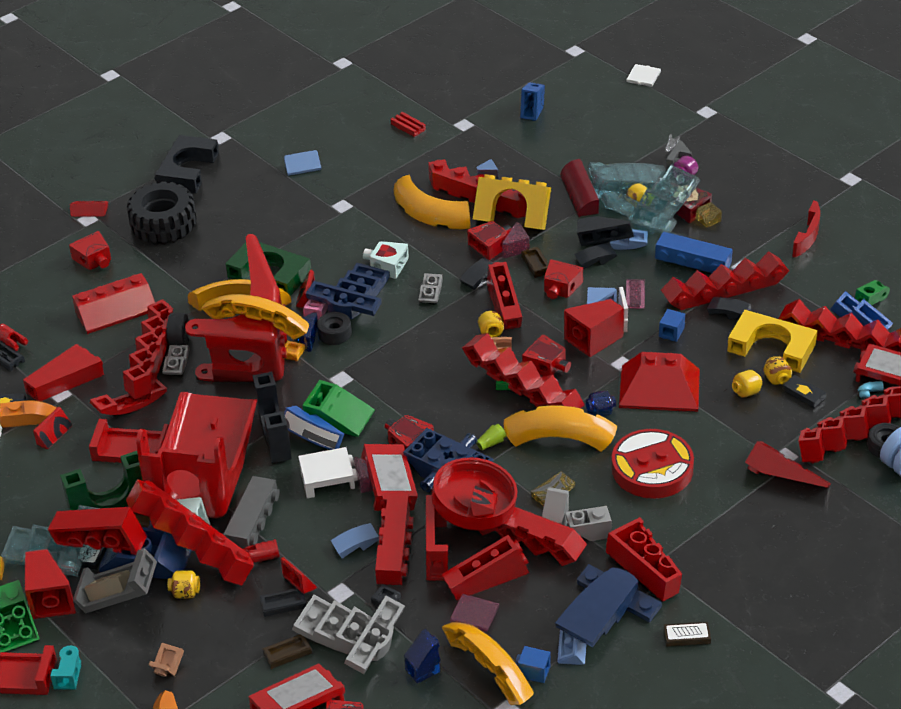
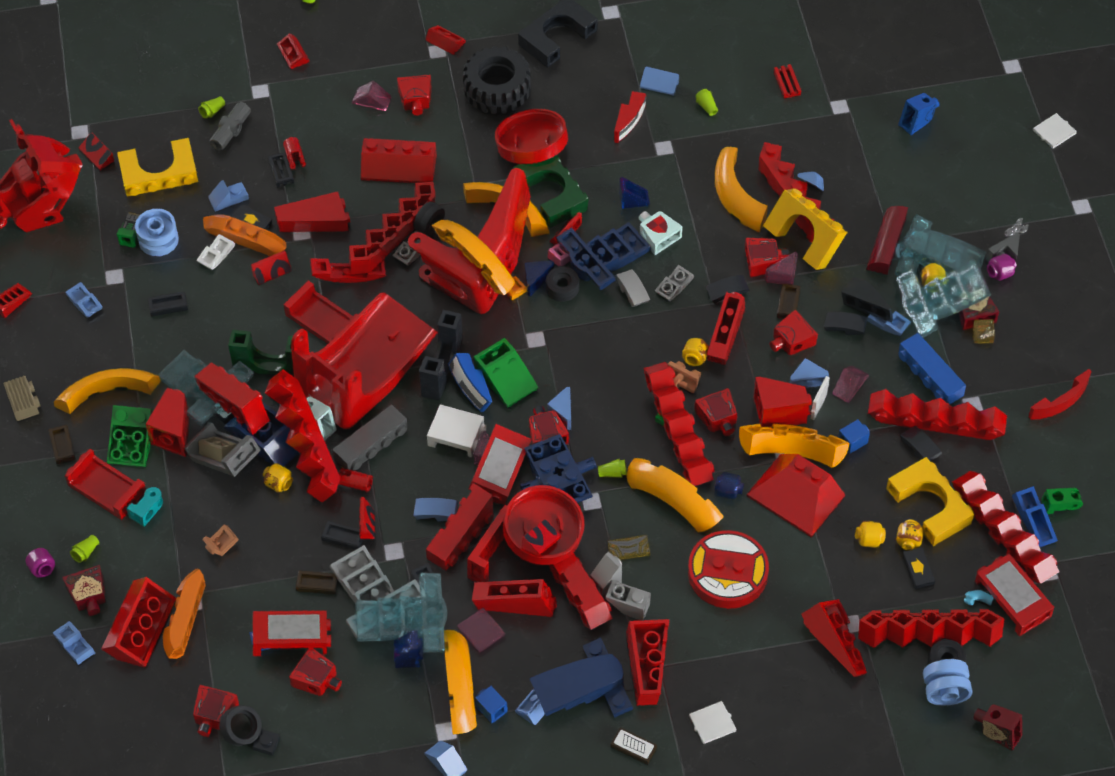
camera: 30 degrees right, 15 degrees up
(52, 270) = (372, 96): none -> clear pink slope
(223, 236) = (531, 136): none -> red piece
(296, 193) = (629, 115): none -> red slope
(342, 245) = (632, 194): none -> clear blue slope
(353, 160) = (706, 101): none -> lime cone
(393, 634) = (393, 618): none -> clear light blue slope
(394, 302) = (633, 287): none -> light grey slope
(409, 407) = (562, 406): none -> medium blue slope
(620, 350) = (793, 440): none -> light orange brick
(737, 582) = (712, 722): none -> white piece

